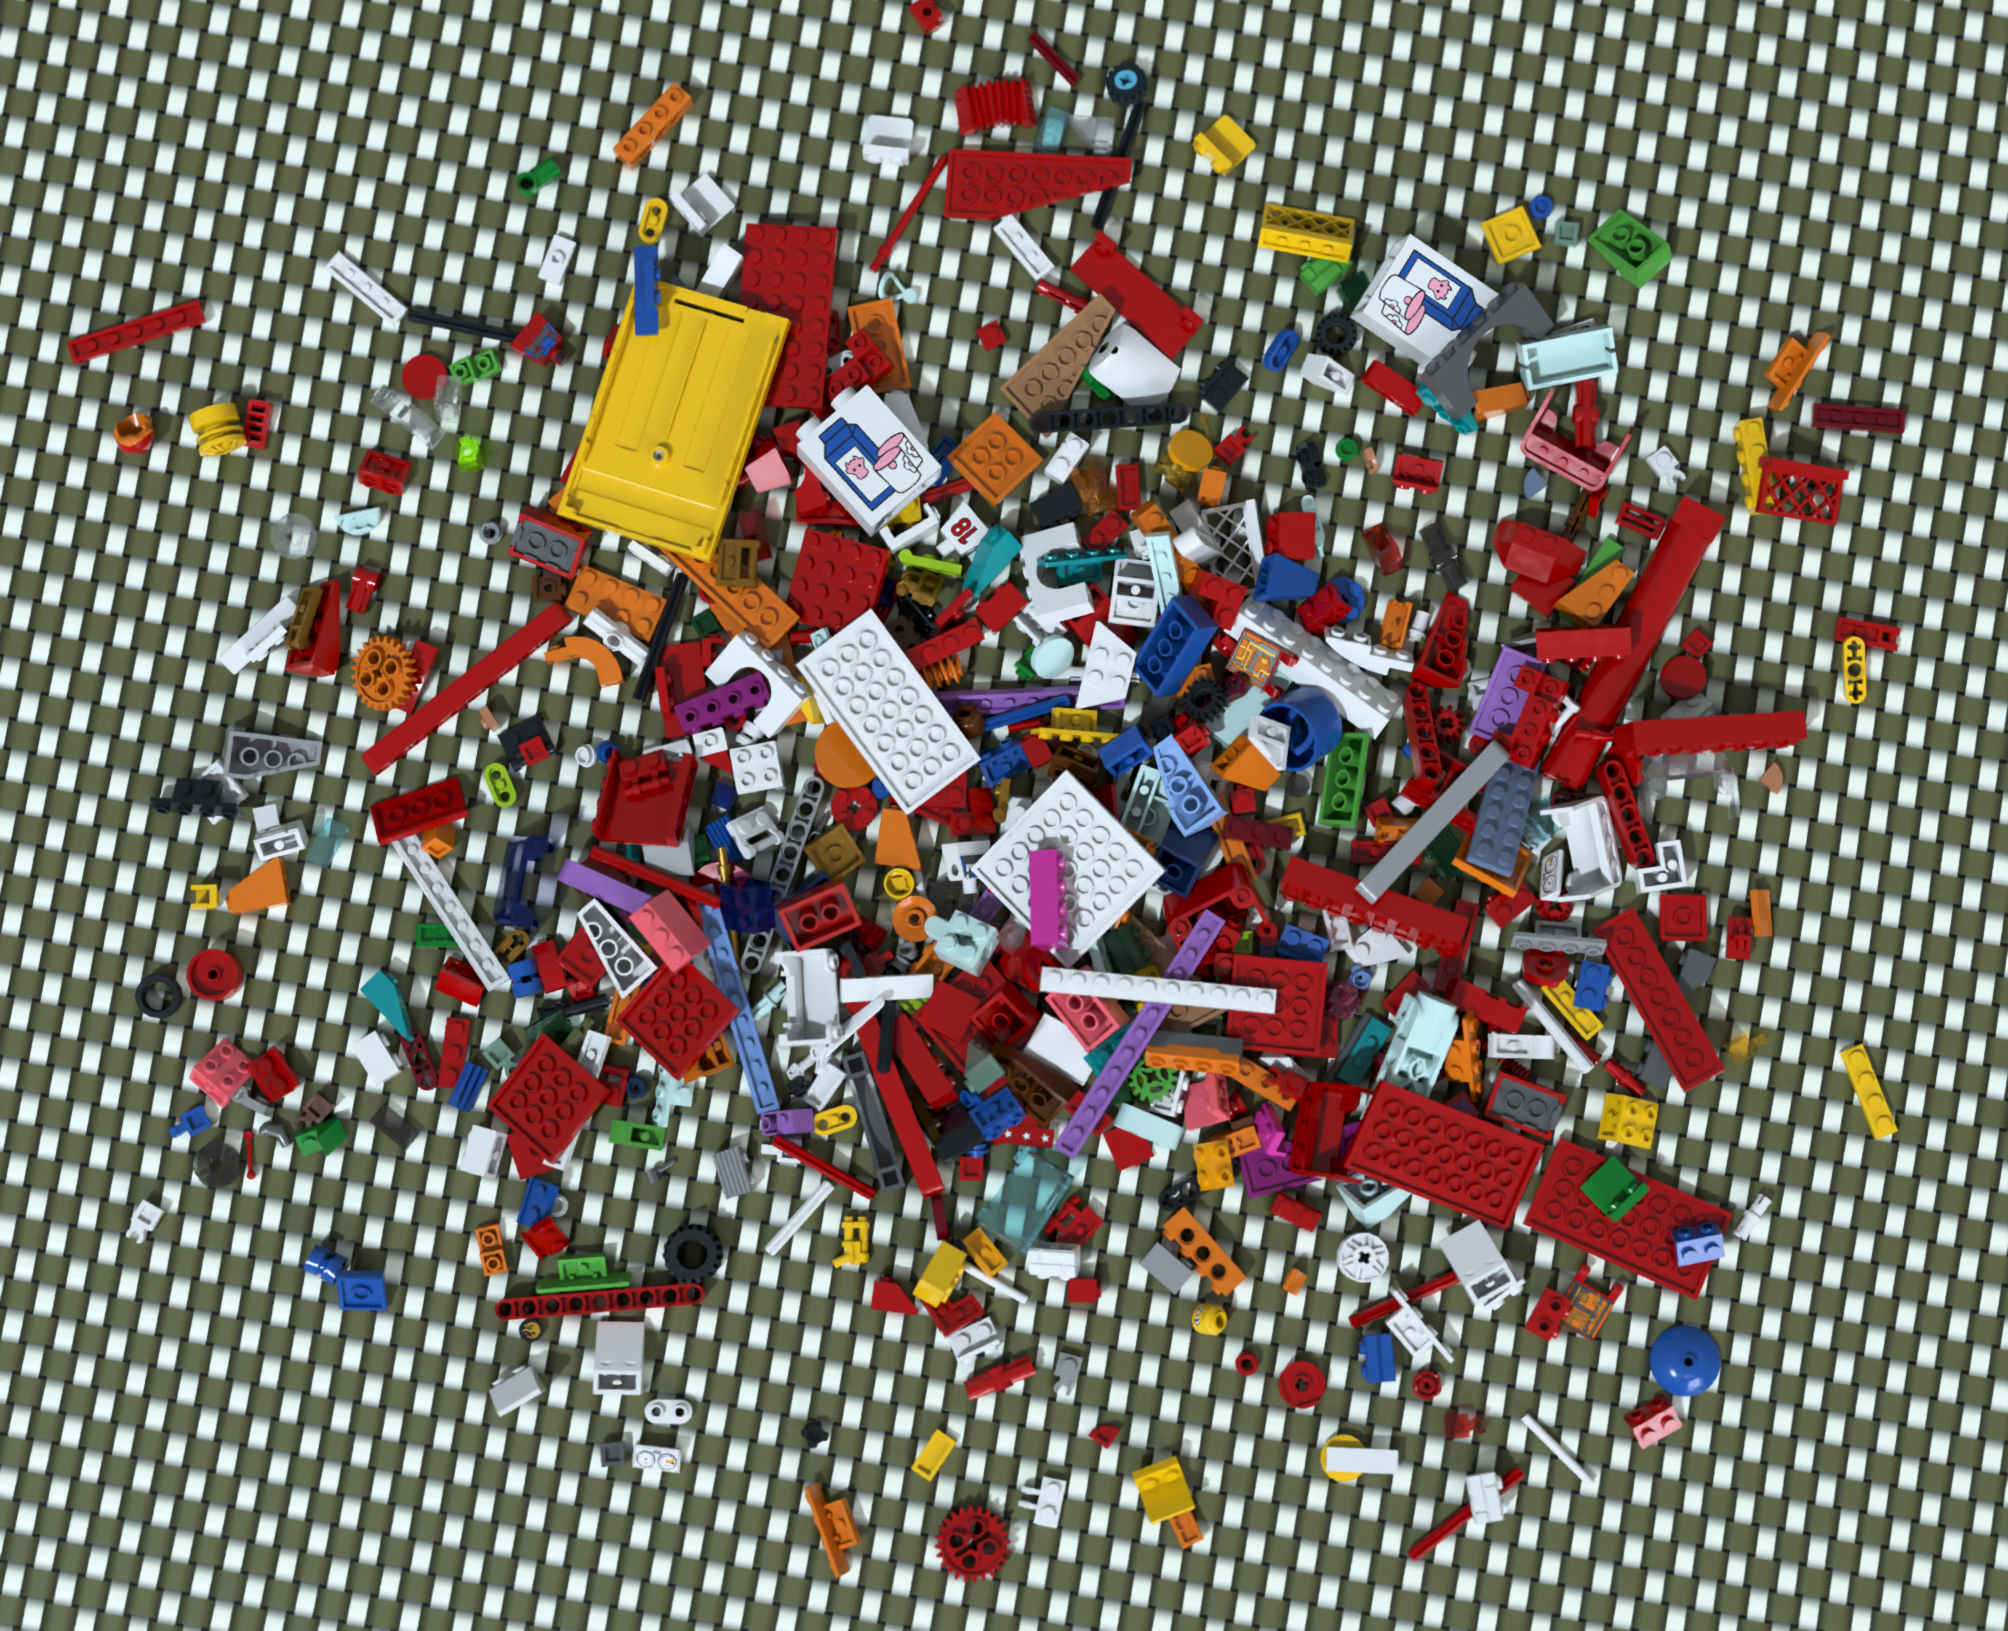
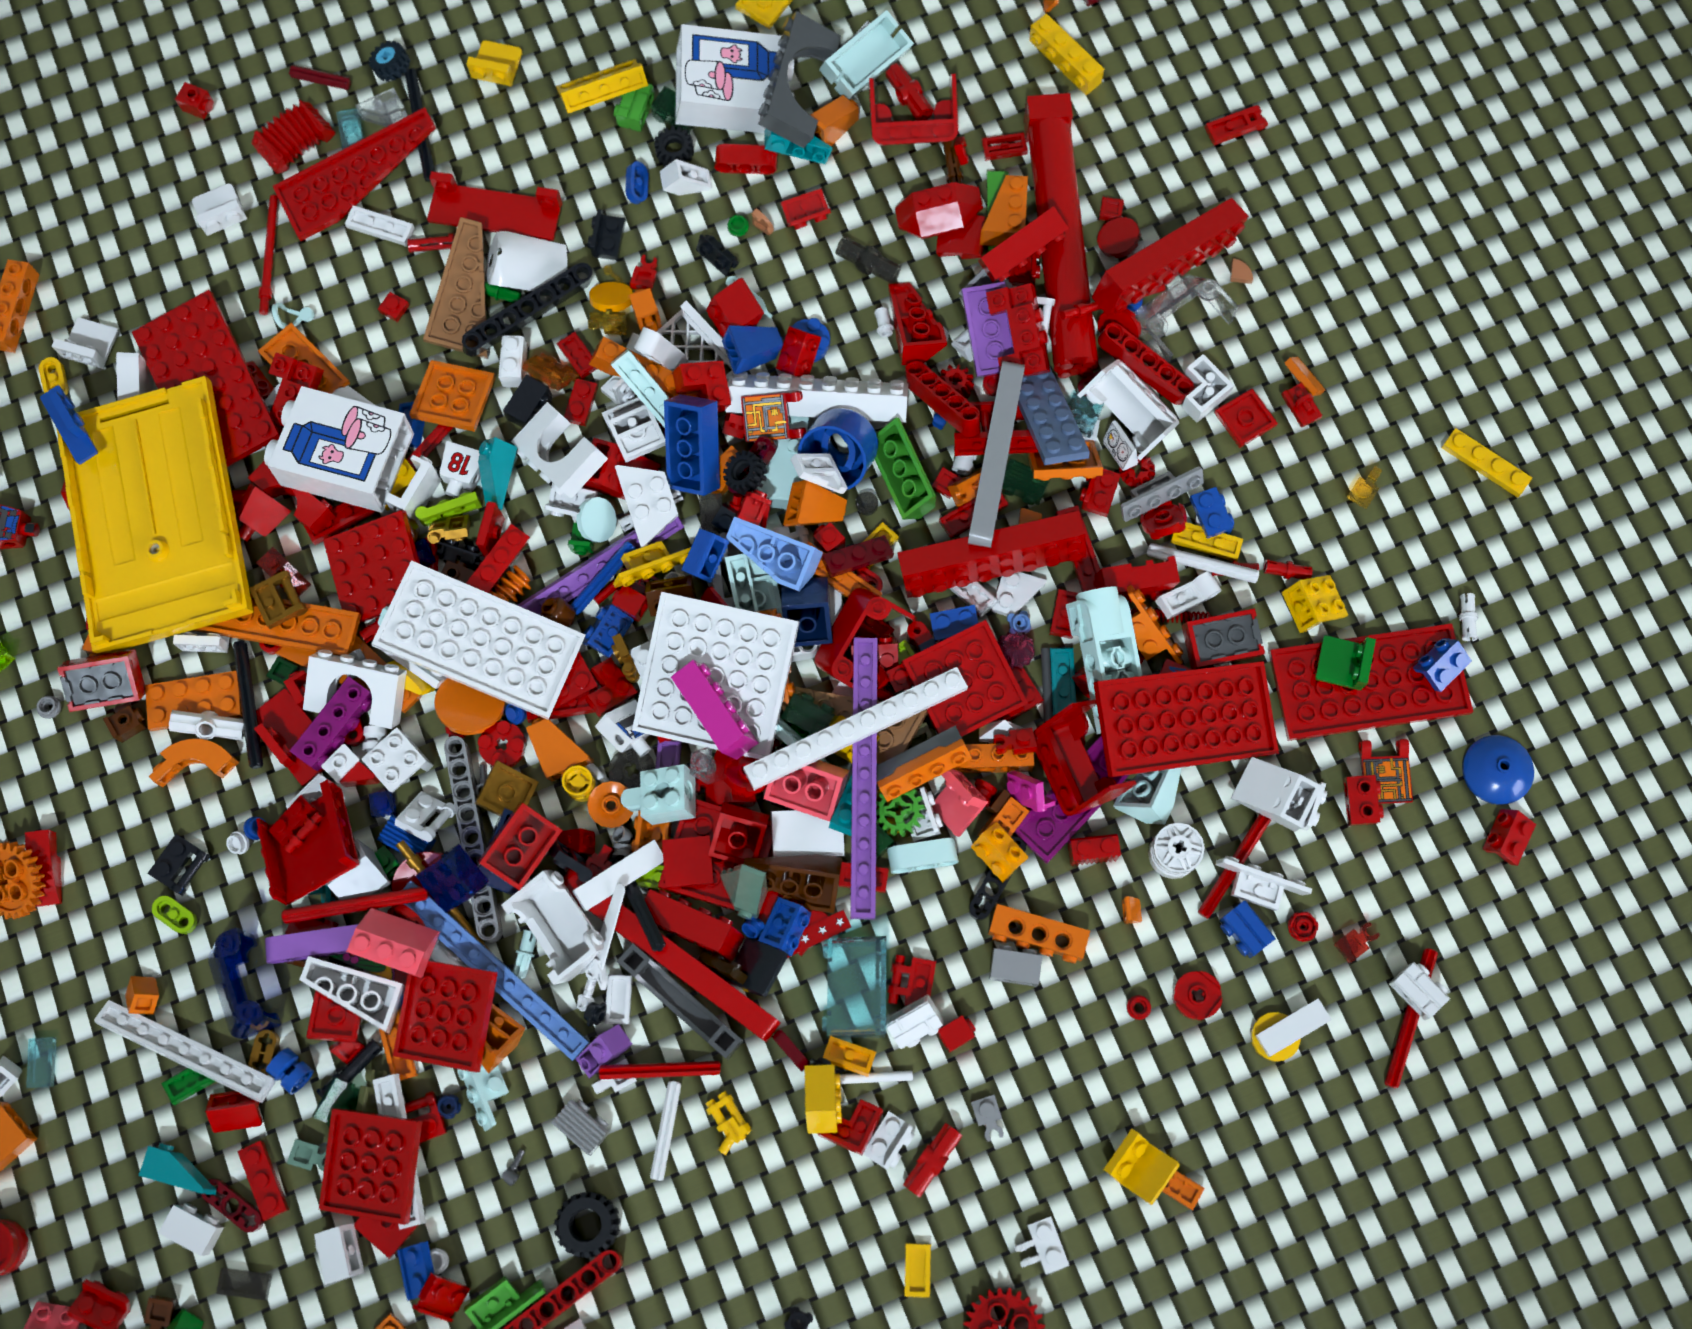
camera: 30 degrees left, 10 degrees down
(419, 811) = (109, 981): red tile -> none
(466, 688) = (96, 852): red beam -> none
(470, 1087) = (296, 1203): blue tile -> none
(488, 719) = (131, 865): nougat plate -> none
(534, 751) = (186, 865): red plate -> none
(550, 972) = (311, 1051): red slope -> none
(636, 1135) = (473, 1148): bright green slope -> none
(834, 1120) = (645, 1023): yellow plate -> none
(891, 1297) = (791, 1149): red slope -> none
(971, 1169) = (792, 989): red plate -> none
(979, 1150) = (788, 968): blue plate -> none
(1000, 608) = (529, 507): red brick -> none
(1083, 567) = (569, 435): teal bracket -> none
(1104, 1434) = (1057, 1152): red tile -> none
(1127, 1148) = (916, 887): red piece -> none
(1209, 1319) = (1081, 988): yellow head -> none
(1358, 650) = (846, 363): white slope -> none
(1383, 549) = (816, 281): clear red slope -> none
(1395, 624) = (863, 332): orange hinge -> none
(1533, 484) = (902, 167): sand blue tile -> none
(1557, 1449) = (1448, 911): white bar -> none
(1659, 1000) = (1276, 488): red plate -> none
(1663, 463) = (994, 95): white plate -> none
(1693, 971) = (1306, 541): dark grey arch -> none
(1798, 471) = (1106, 32): red fence -> none
(1846, 663) = (1259, 164): yellow beam -> none

